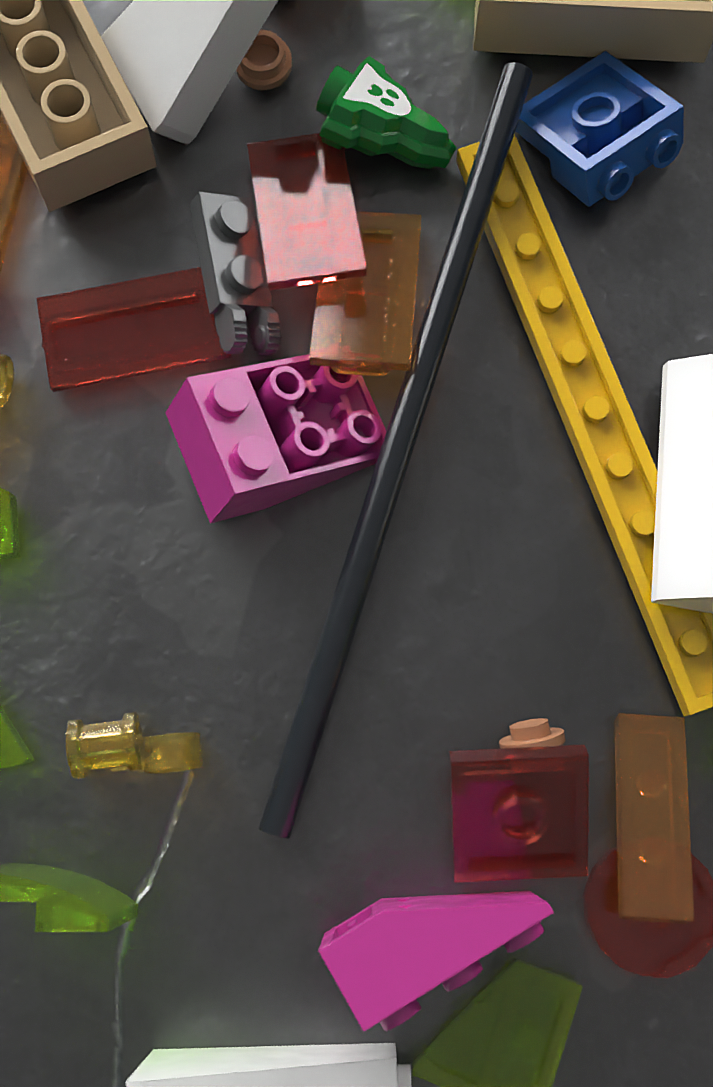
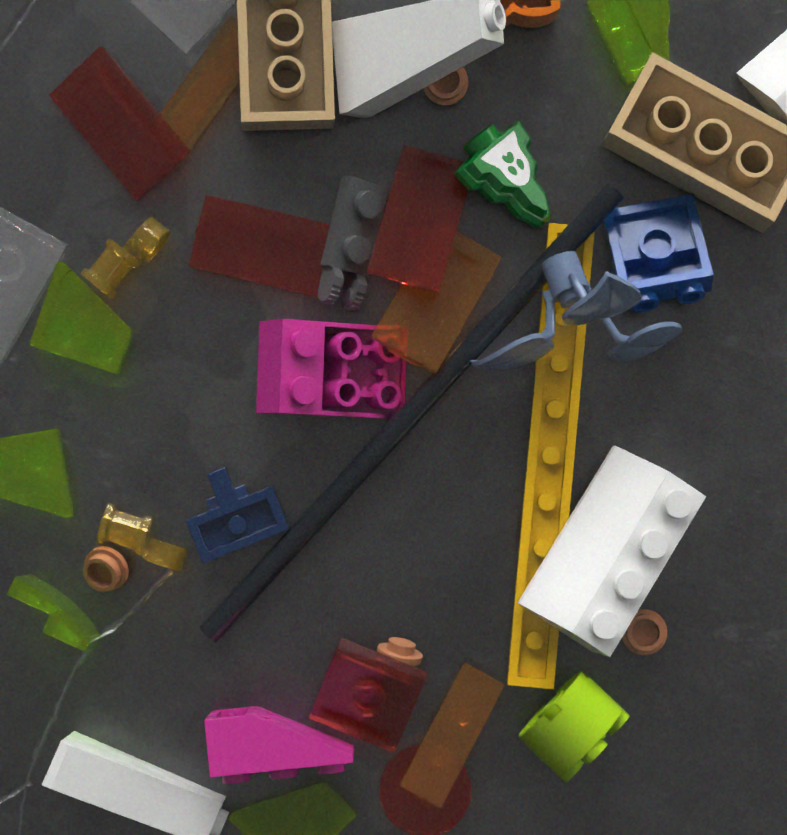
camera: 25 degrees right, 10 degrees up
(101, 809) = (105, 569): none -> nougat plate
(241, 665) = (235, 518): none -> dark blue hinge
(522, 182) = (572, 290): none -> sand blue plant

